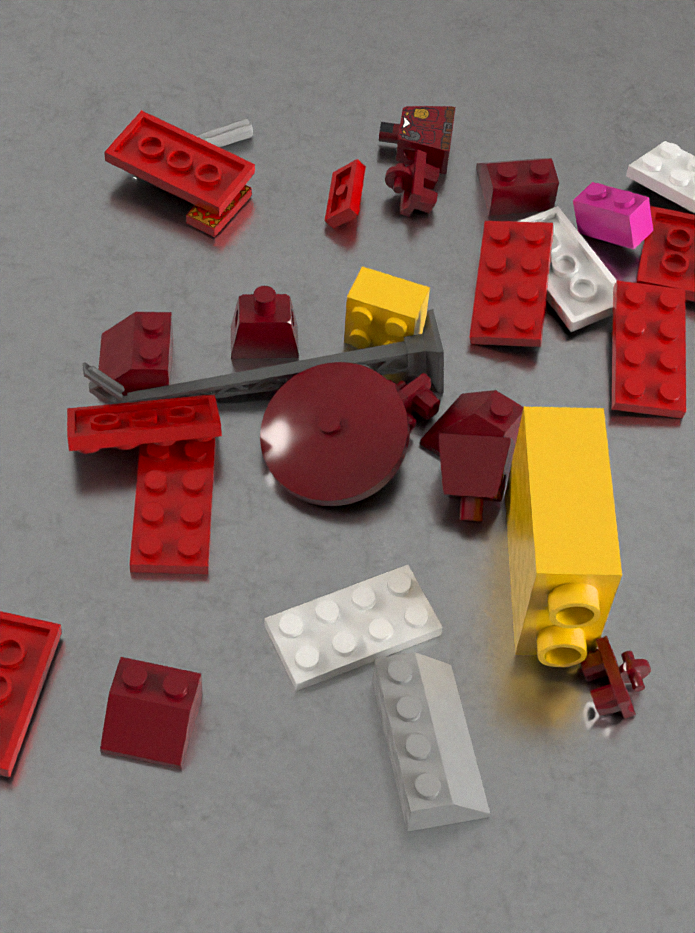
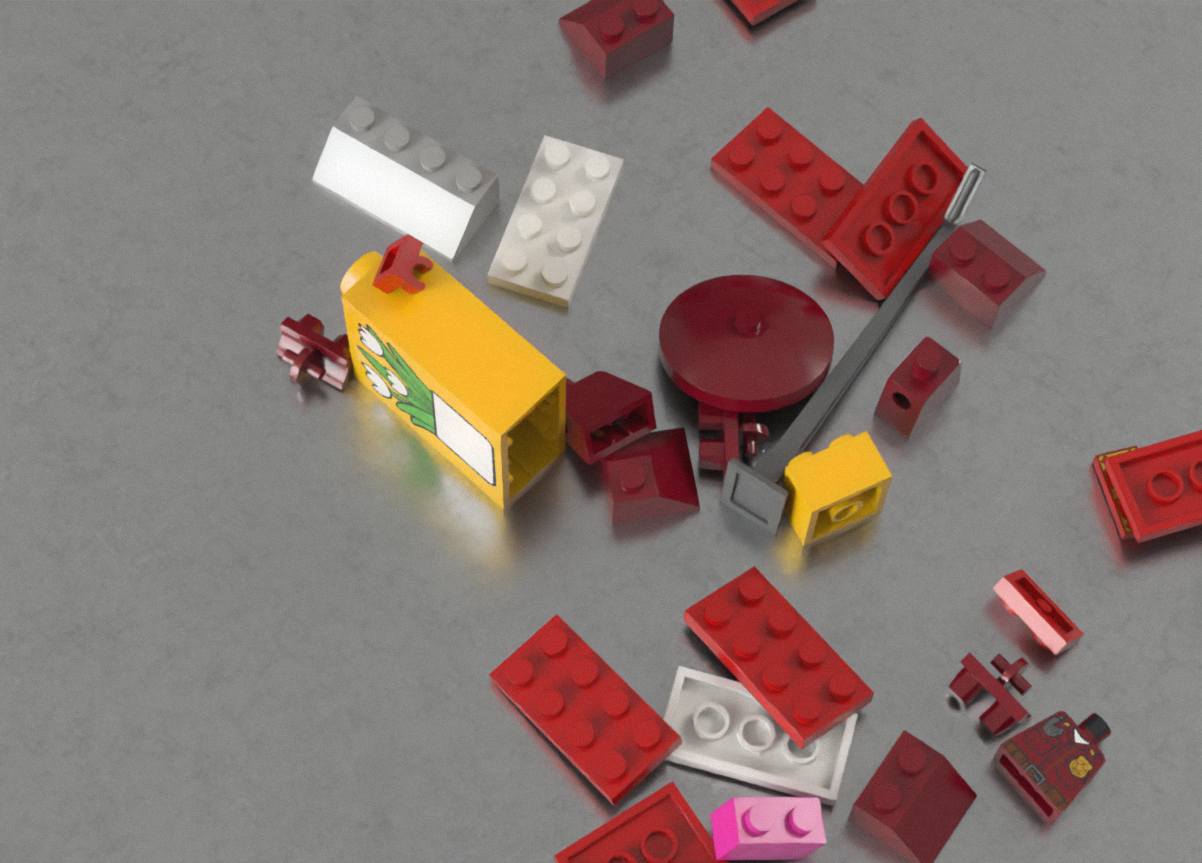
camera: 135 degrees right, 10 degrees up
(571, 541) = (398, 266): none -> red tile

